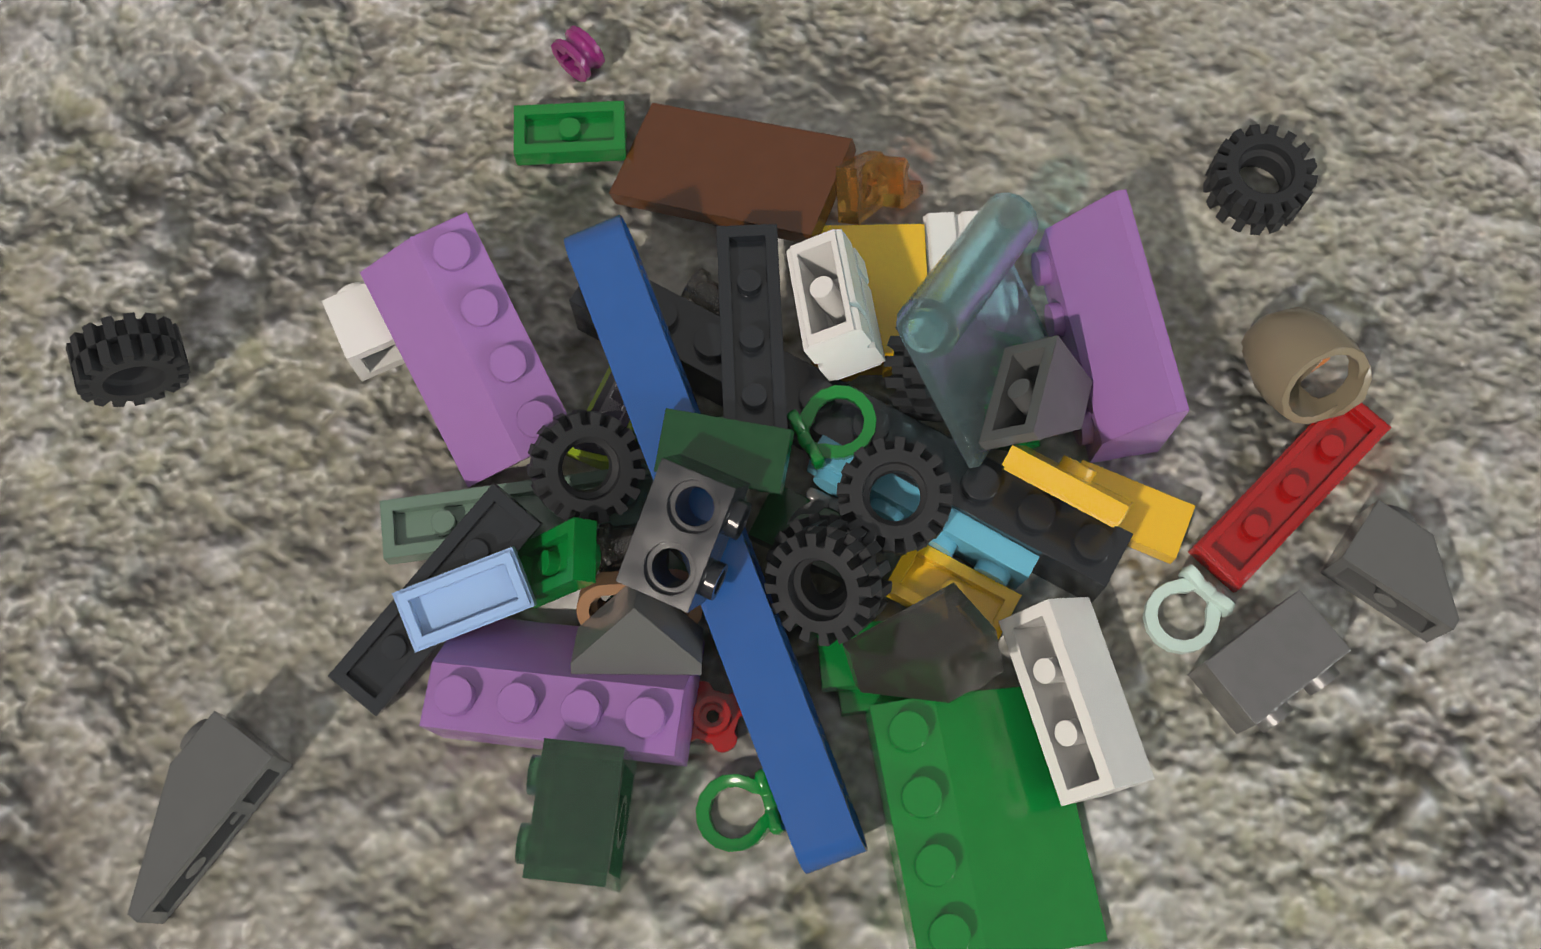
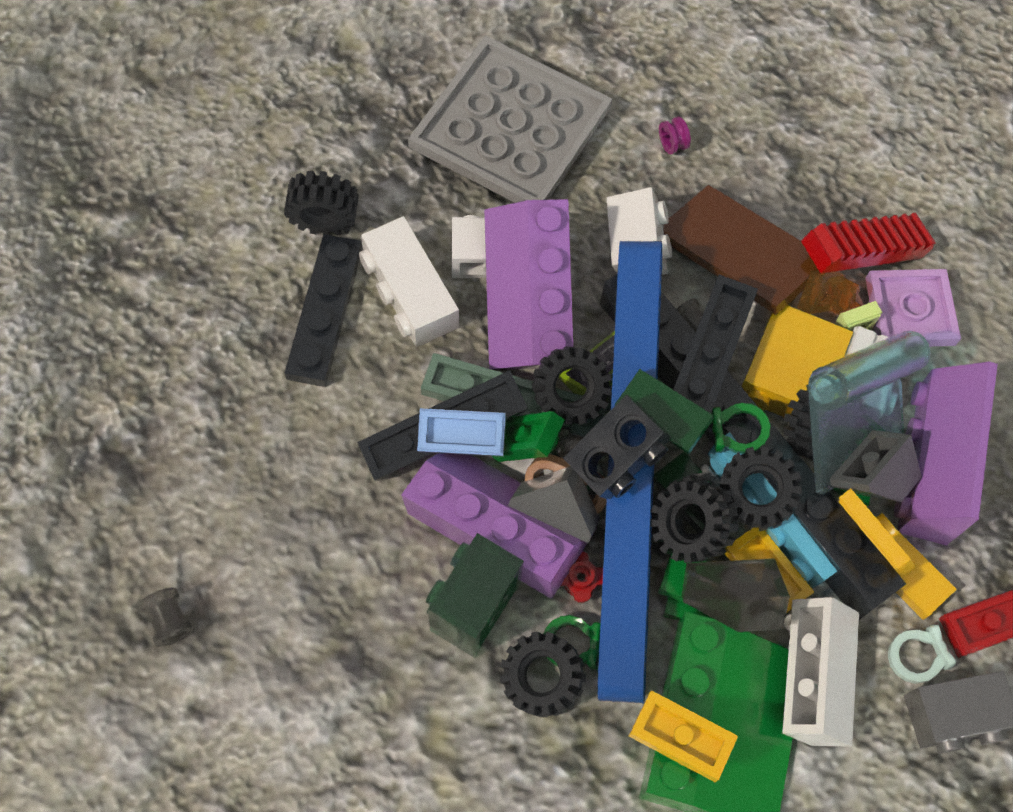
camera: 20 degrees right, 5 degrees down
(202, 508) = (323, 311): none -> black plate
(203, 805) = (253, 483): dark grey slope -> none
(301, 416) = (408, 282): none -> white brick
(346, 131) = (510, 123): none -> light grey plate
(570, 133) = (635, 173): green plate -> none
(580, 192) = (637, 218): none -> white brick
(685, 898) = (516, 668): none -> black tyre
(834, 305) = (773, 354): white brick -> none
(891, 95) = (867, 242): none -> red gear
(924, 199) = (862, 316): none -> yellowish green tile
(938, 883) = (683, 736): none -> yellow plate
(985, 152) = (915, 302): none -> lavender plate

